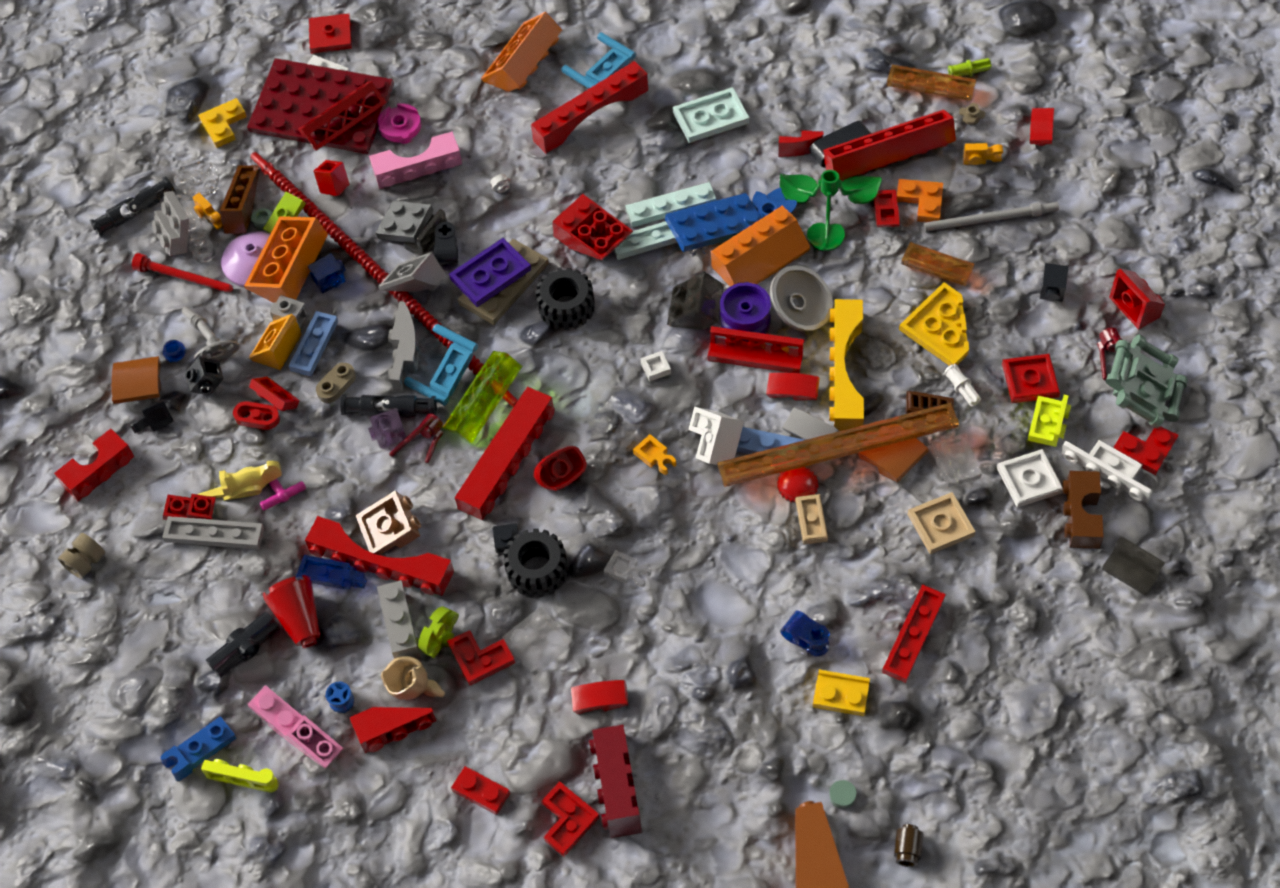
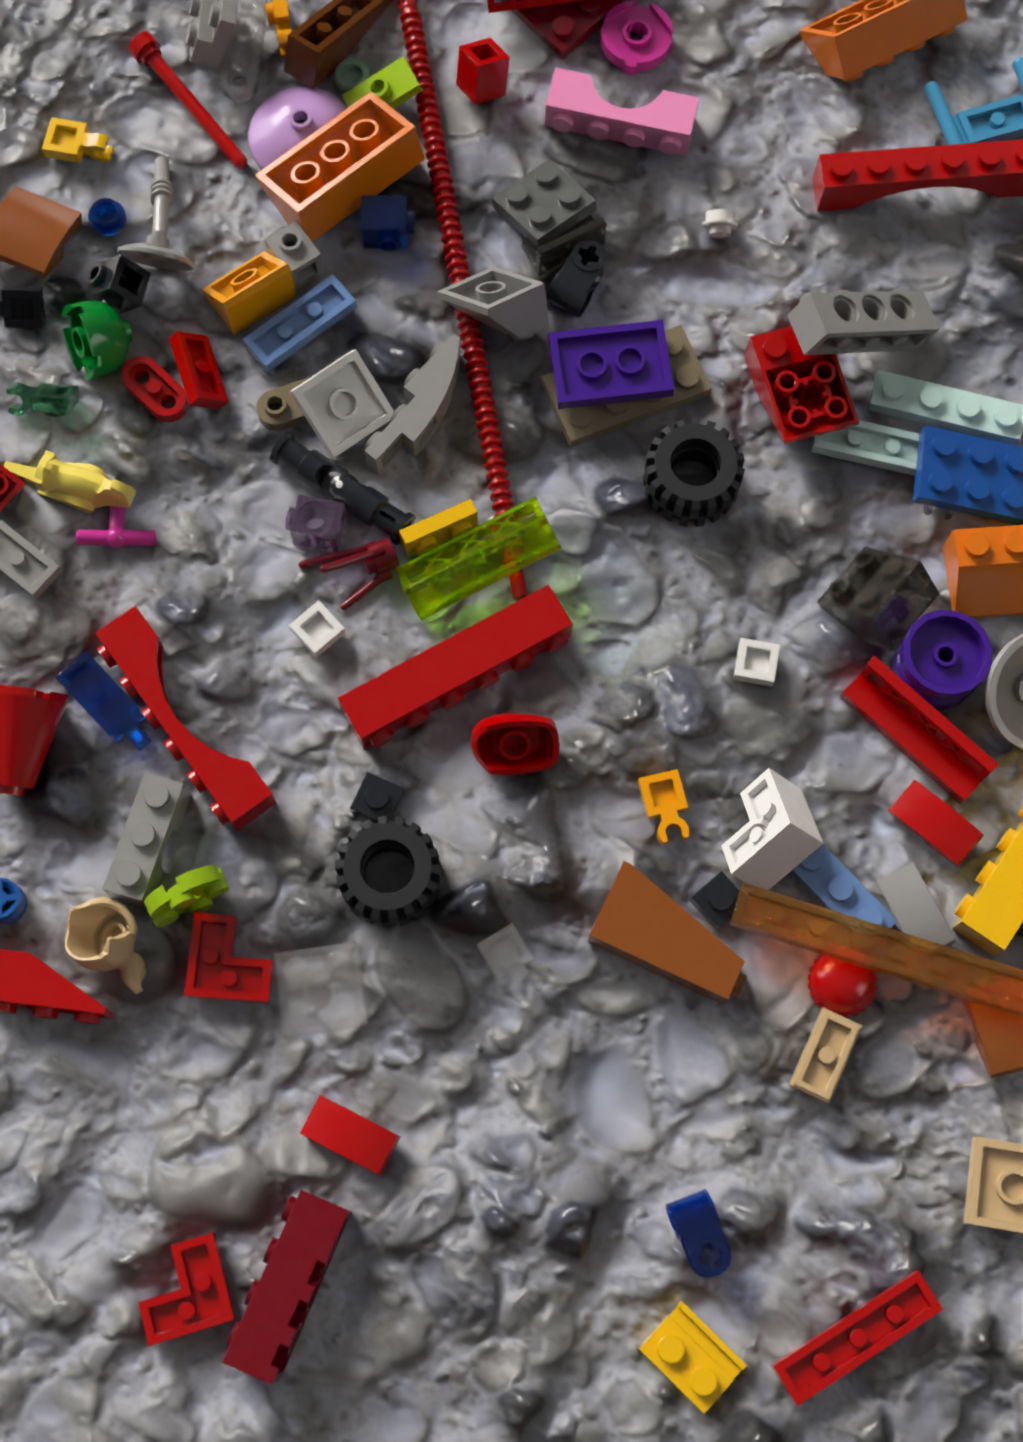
camera: 25 degrees right, 15 degrees up
(130, 325) = (72, 139): none -> yellow plate
(202, 450) = (49, 398): none -> clear green plate
(207, 408) = (96, 338): none -> green cylinder
(363, 365) = (342, 403): none -> white plate
(389, 523) = (227, 677): medium nougat plate -> none
(420, 476) = (317, 629): none -> white plate
(450, 369) = (468, 480): dark azure plate -> none
(452, 395) = (438, 528): none -> yellow plate
(480, 790) = (103, 1167): red plate -> none
(603, 184) = (862, 321): none -> light grey brick
(697, 513) = (661, 936): none -> dark orange slope
(710, 483) = (716, 900): none -> black plate

